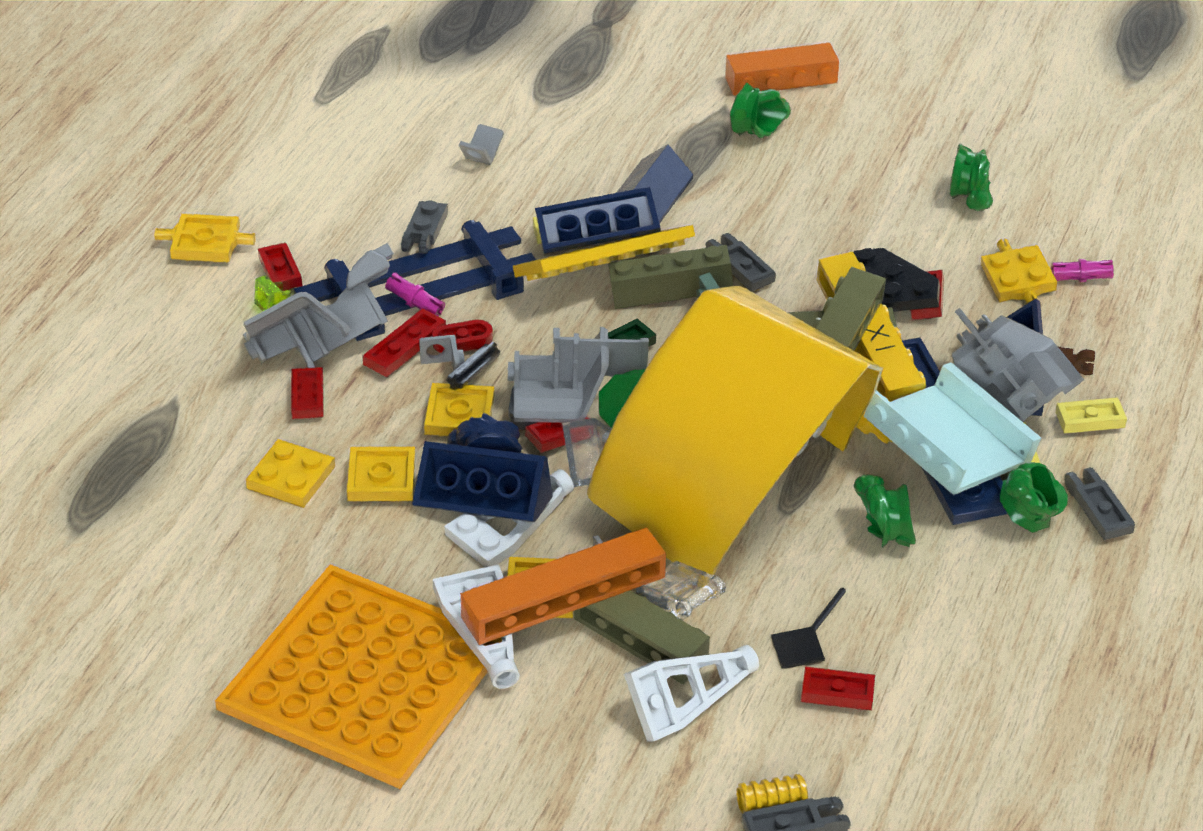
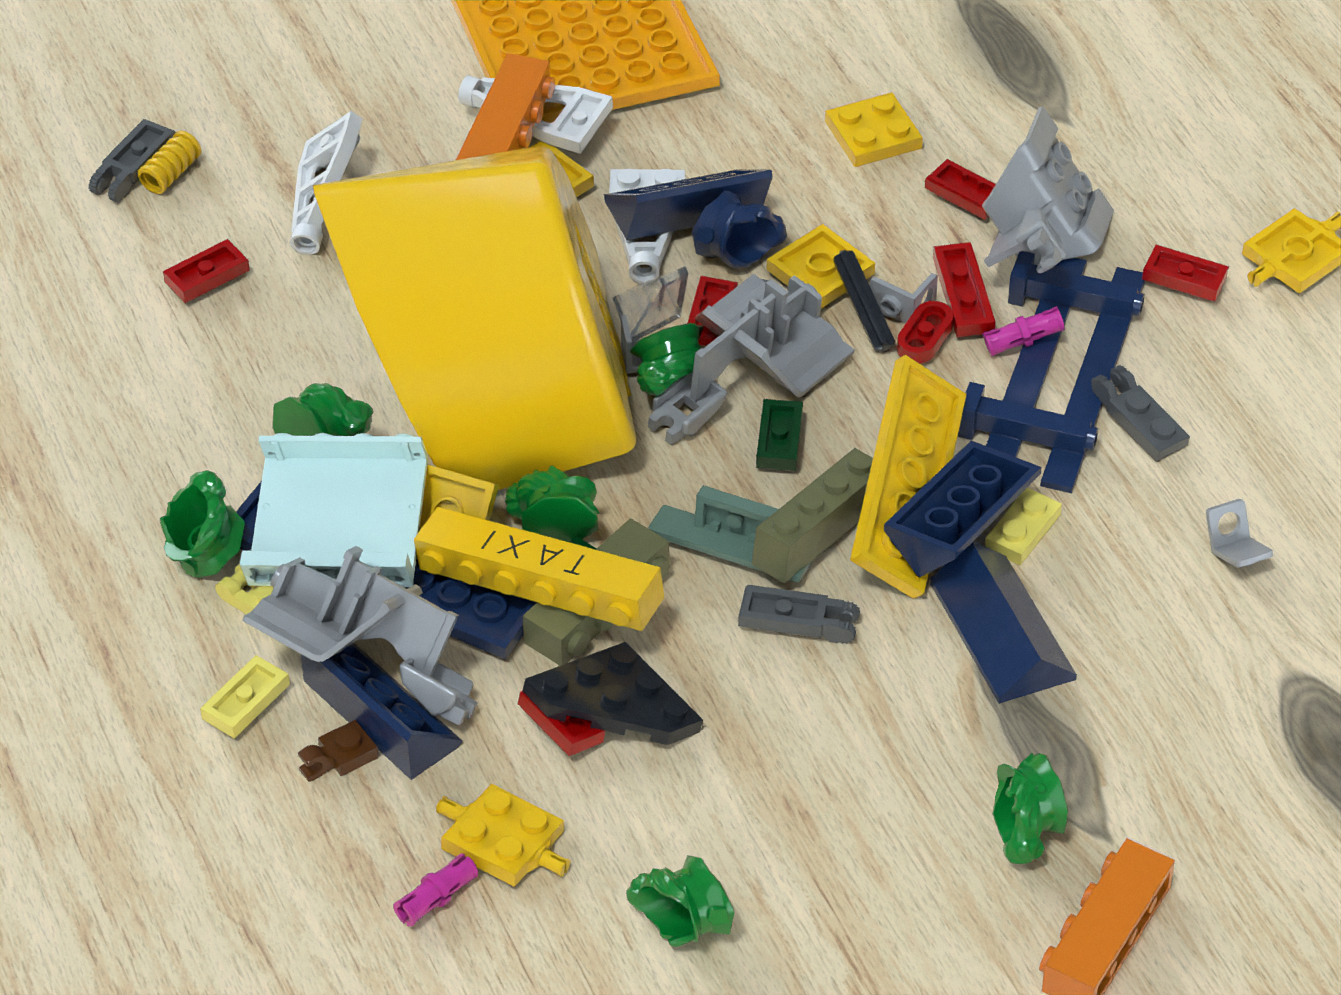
camera: 135 degrees right, 5 degrees up
(269, 293) = (1139, 235): clear neon green tile -> none
(381, 474) = (801, 171): yellow plate -> none
(802, 645) = (284, 294): black piece -> none
(852, 307) = (543, 504): olive brick -> none
(1100, 504) = (147, 601): dark grey hinge -> none

